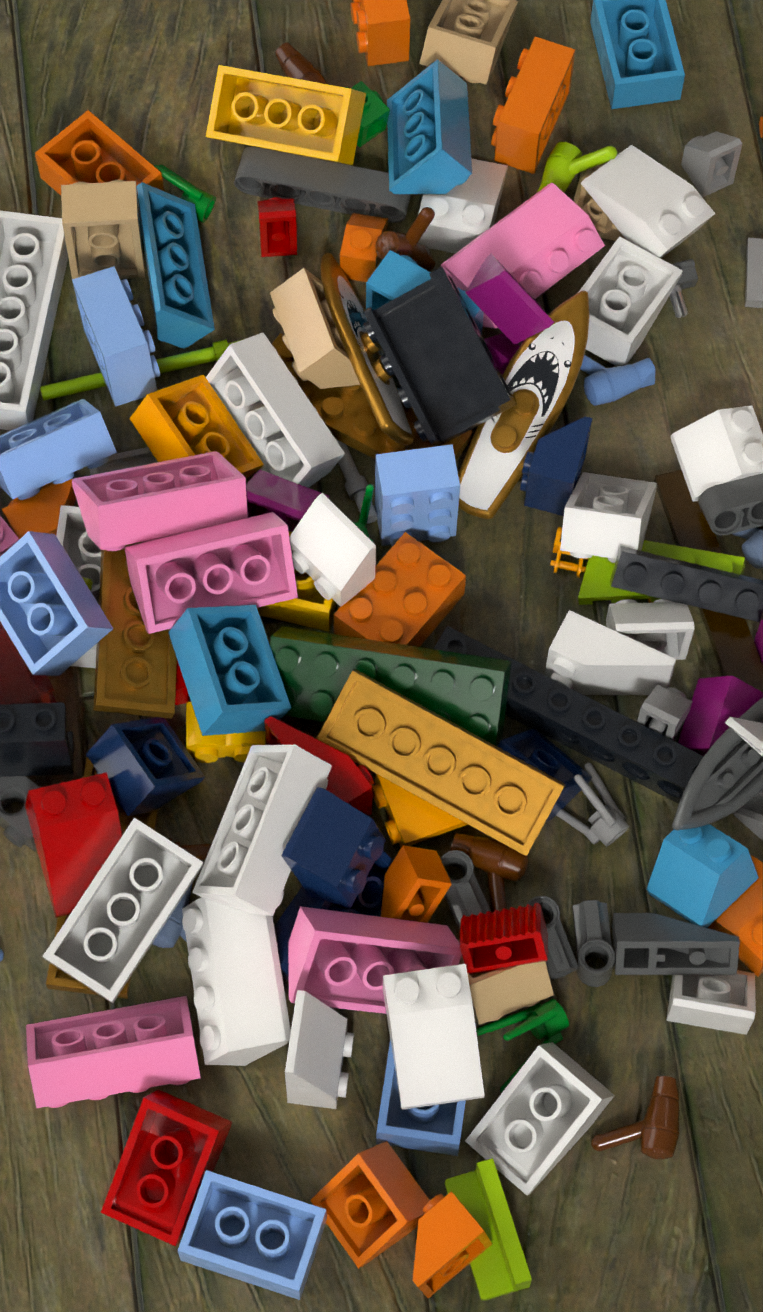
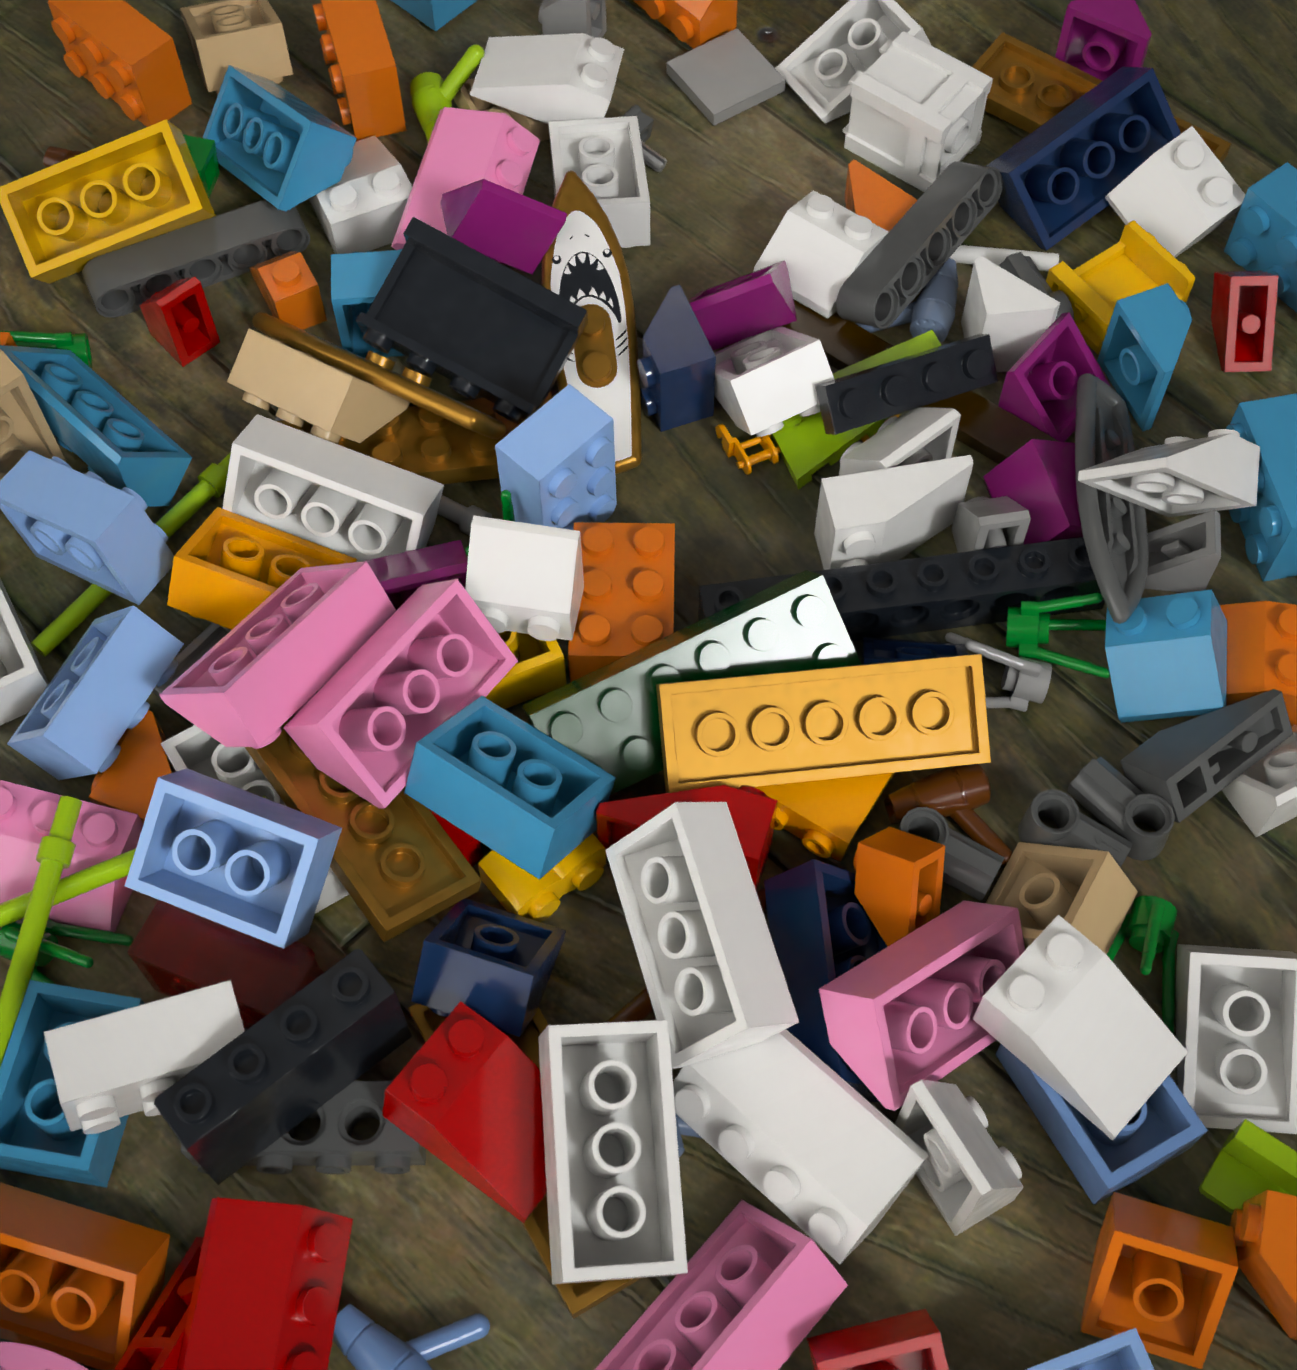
camera: 35 degrees left, 5 degrees down
(333, 849) = (802, 896): dark blue slope -> none
(407, 243) = (319, 252): reddish brown piece -> none
(504, 938) = (1052, 863): red brick -> none
(613, 383) = (656, 258): medium blue piece -> none
(638, 795) = (1031, 625): none -> green plant
(640, 454) = (745, 306): none -> magenta slope

